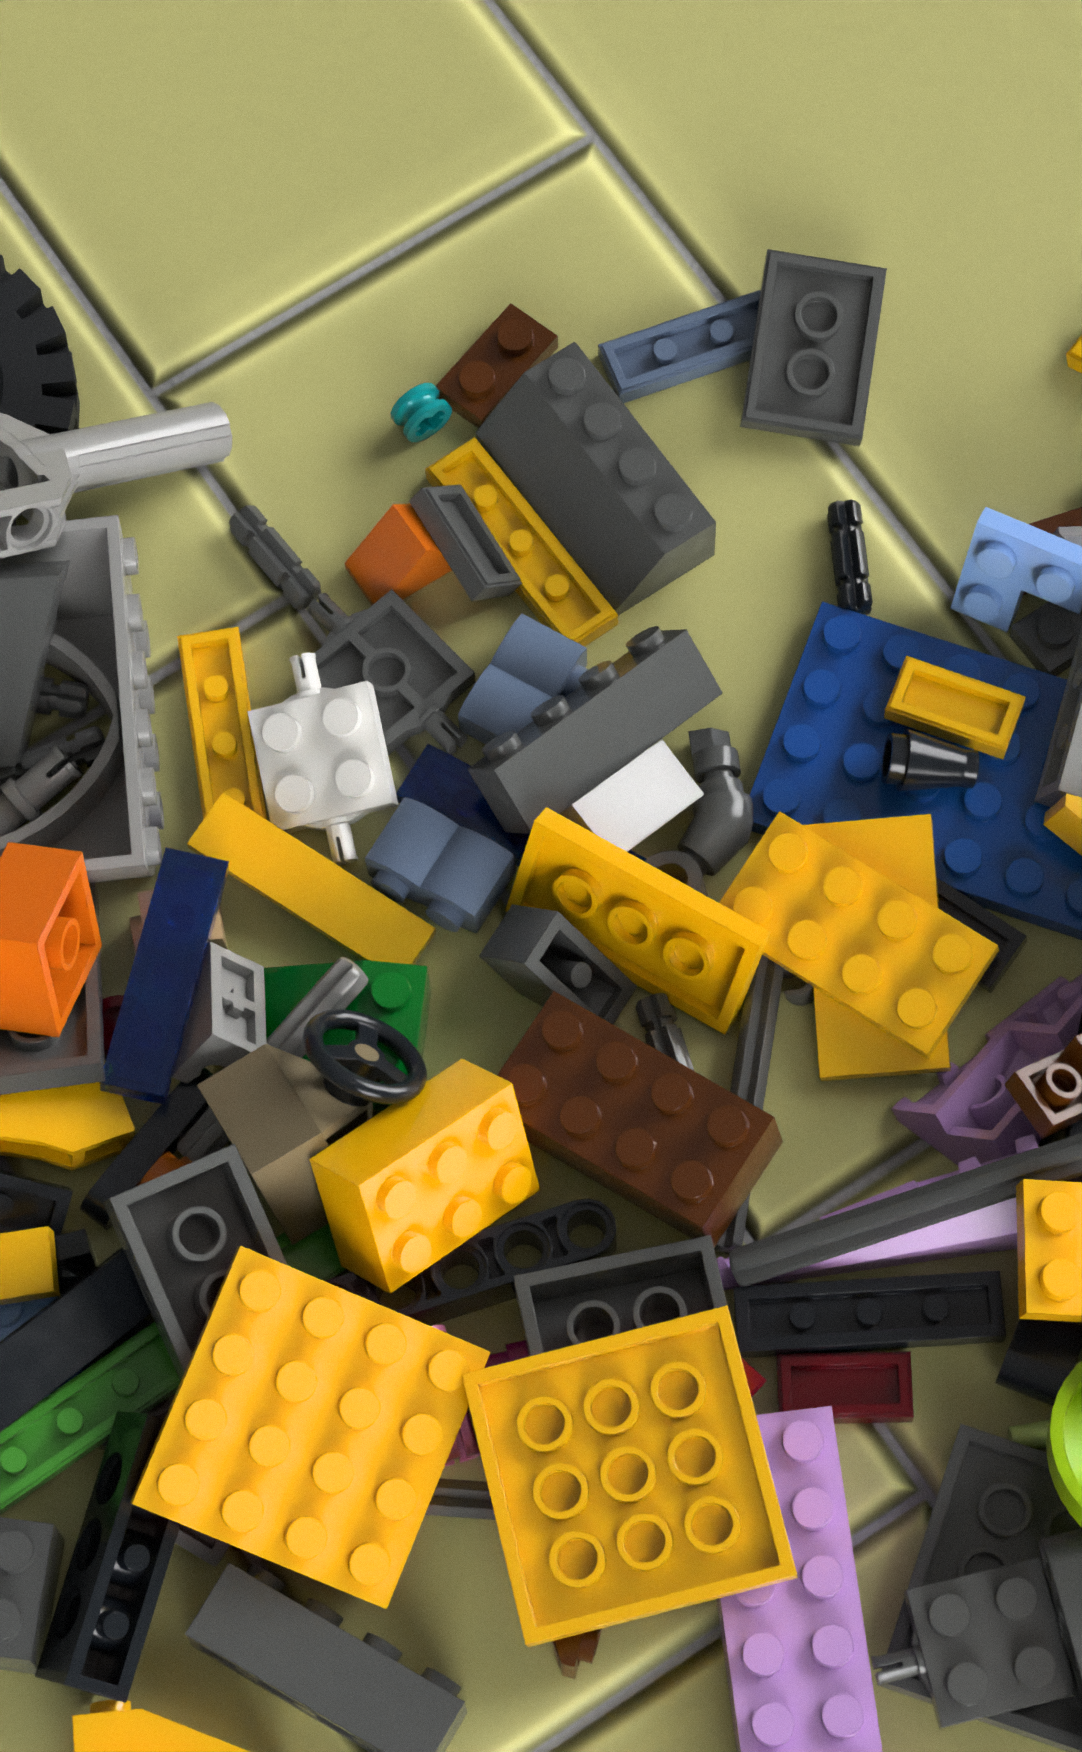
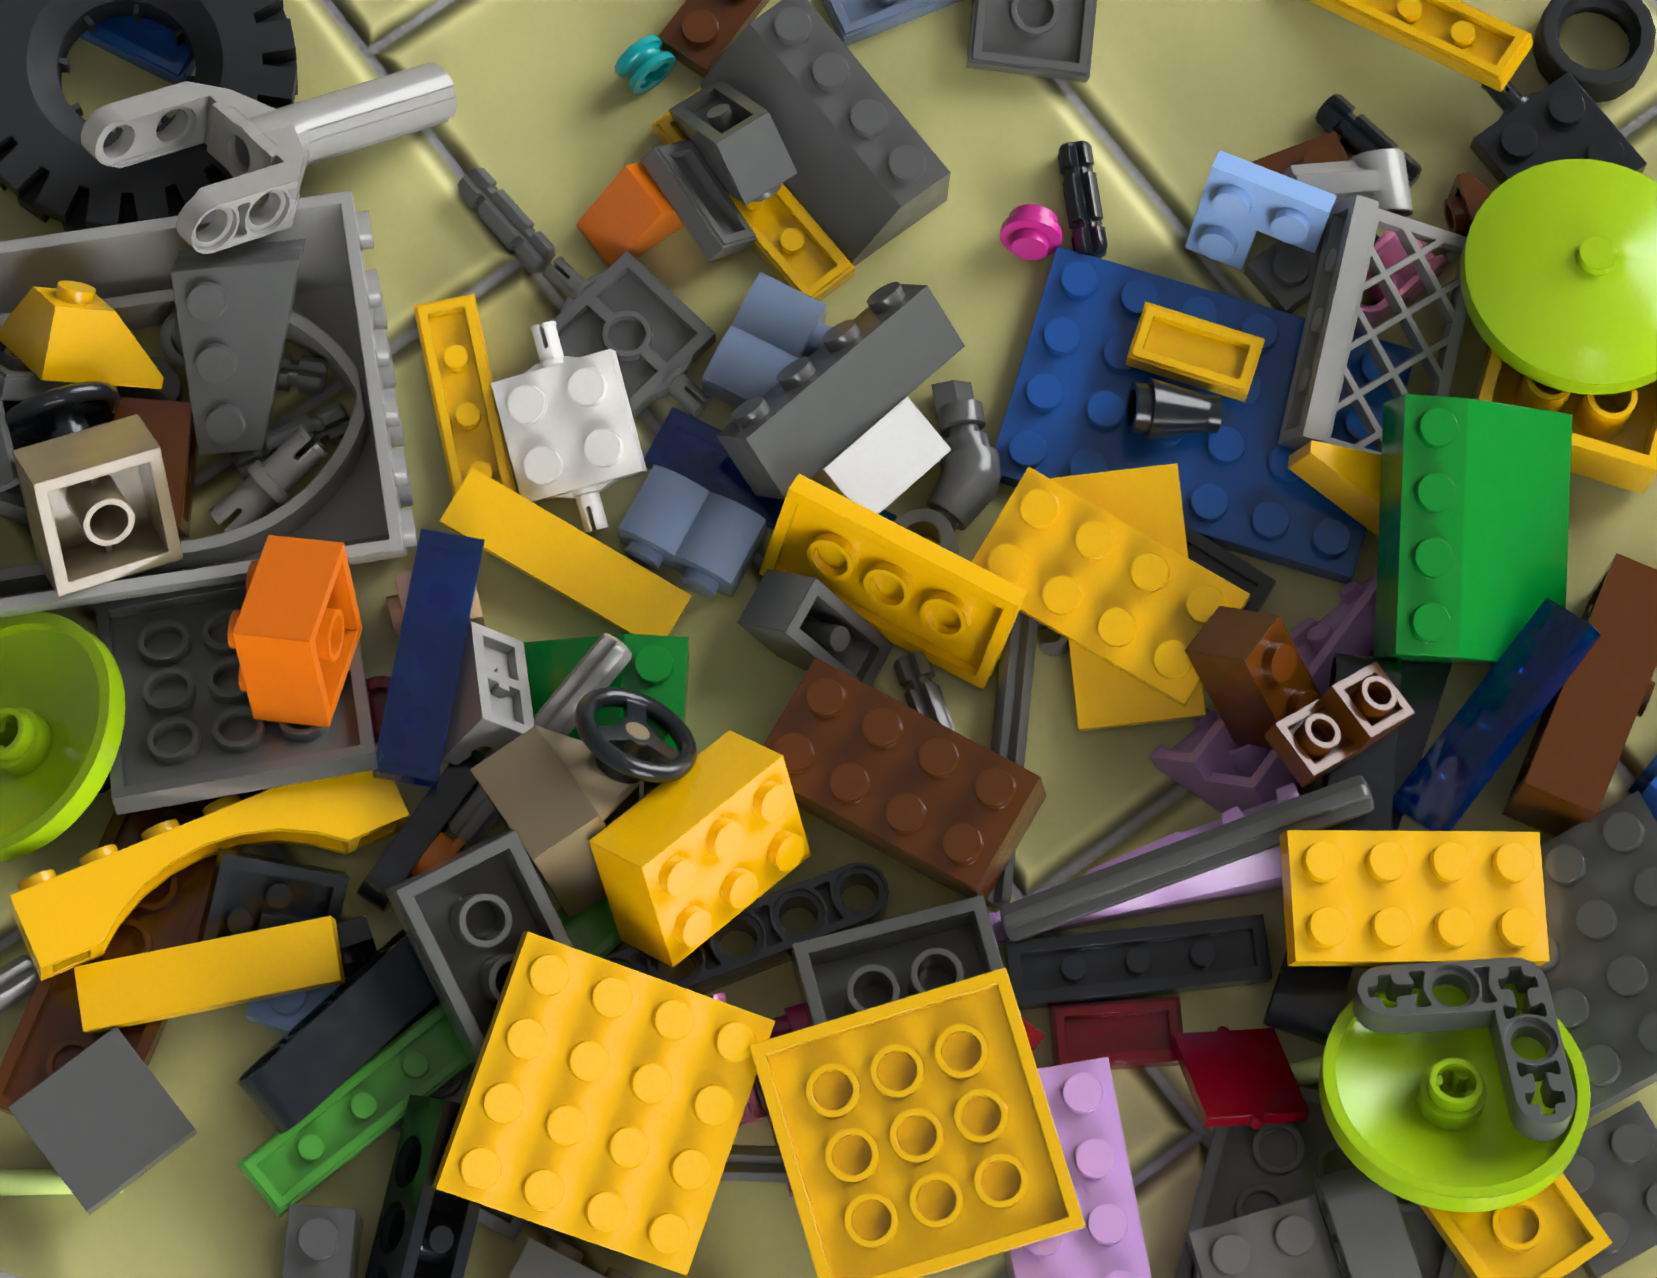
camera: 10 degrees left, 5 degrees up
(505, 487) = (735, 141): none -> dark grey slope
(796, 586) = (1031, 232): none -> dark pink plate
(967, 1434) = (1239, 1077): none -> dark red piece
(994, 1021) = (1250, 672): none -> reddish brown brick

